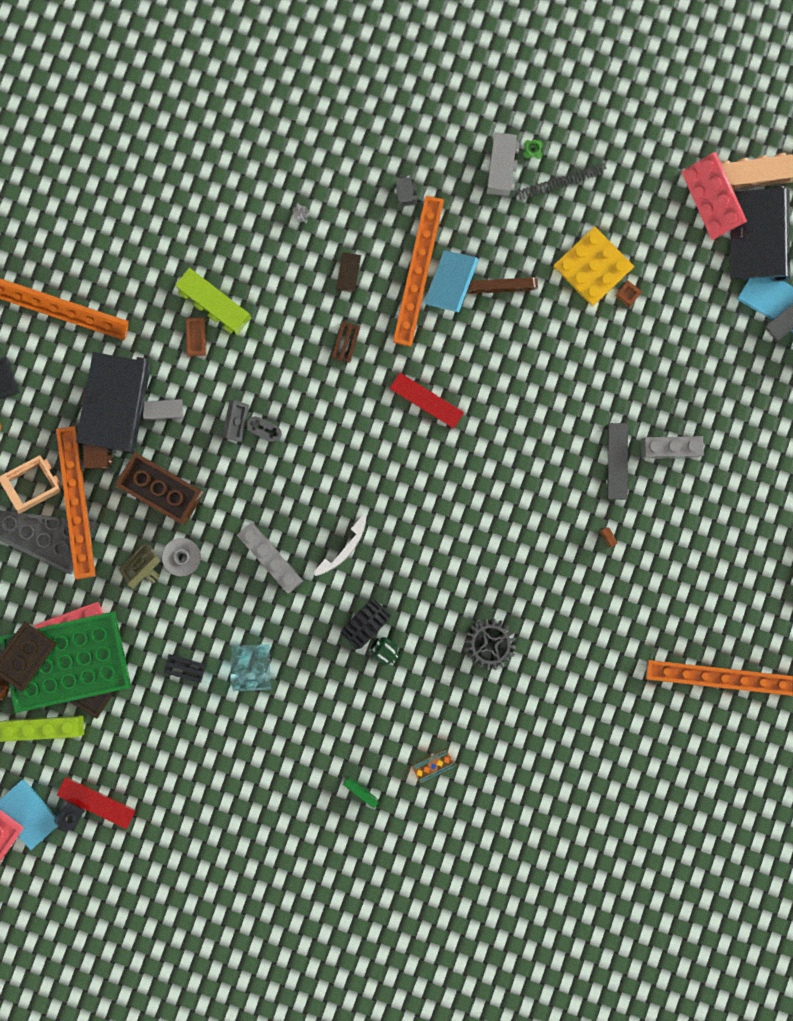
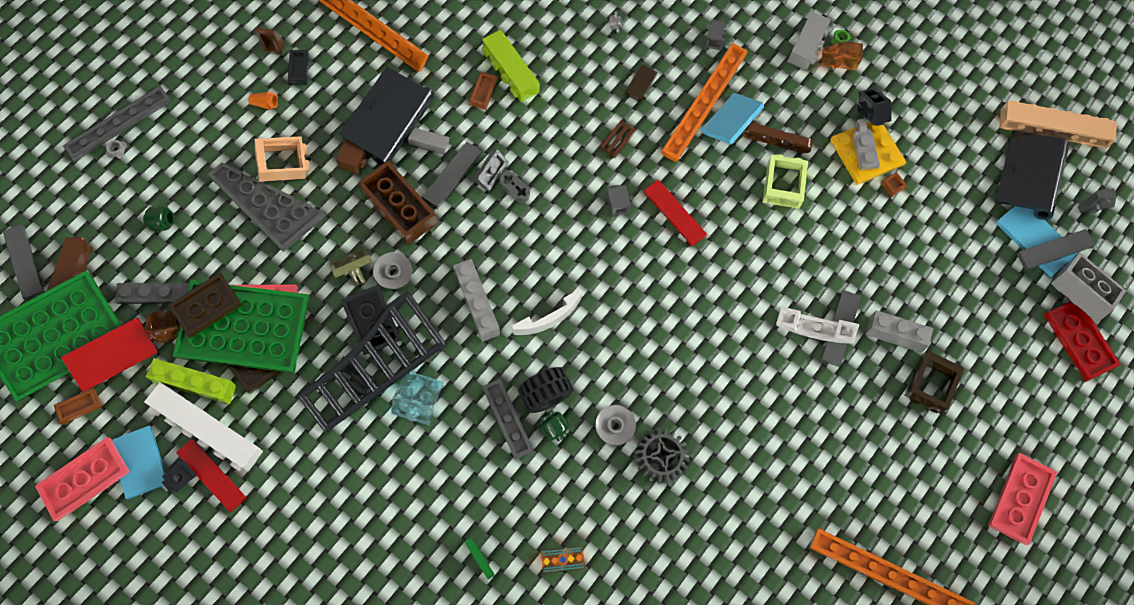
camera: 15 degrees right, 15 degrees down
(70, 764) = (204, 427): none -> white brick
(75, 503) = (314, 190): orange plate -> none
(180, 613) = (364, 310): none -> black brick
(185, 639) = (365, 343): none -> black bar
(199, 438) = (452, 175): none -> dark grey tile
(340, 659) = (507, 419): none -> dark grey plate
(368, 408) = (618, 200): none -> dark grey brick
(446, 638) = (620, 416): none -> light grey dish
(524, 349) = (781, 197): none -> yellowish green window
(539, 169) = (843, 55): none -> clear orange slope
(561, 178) = (856, 73): dark grey piece -> none
(587, 220) = (874, 106): none -> black brick
(589, 267) = (865, 146): none -> light grey hinge
(595, 470) = (816, 327): none -> white slope
(608, 537) = (811, 393): dark orange tile -> none
(706, 464) = (941, 365): none -> dark brown window
(714, 196) = (997, 126): coral plate -> none

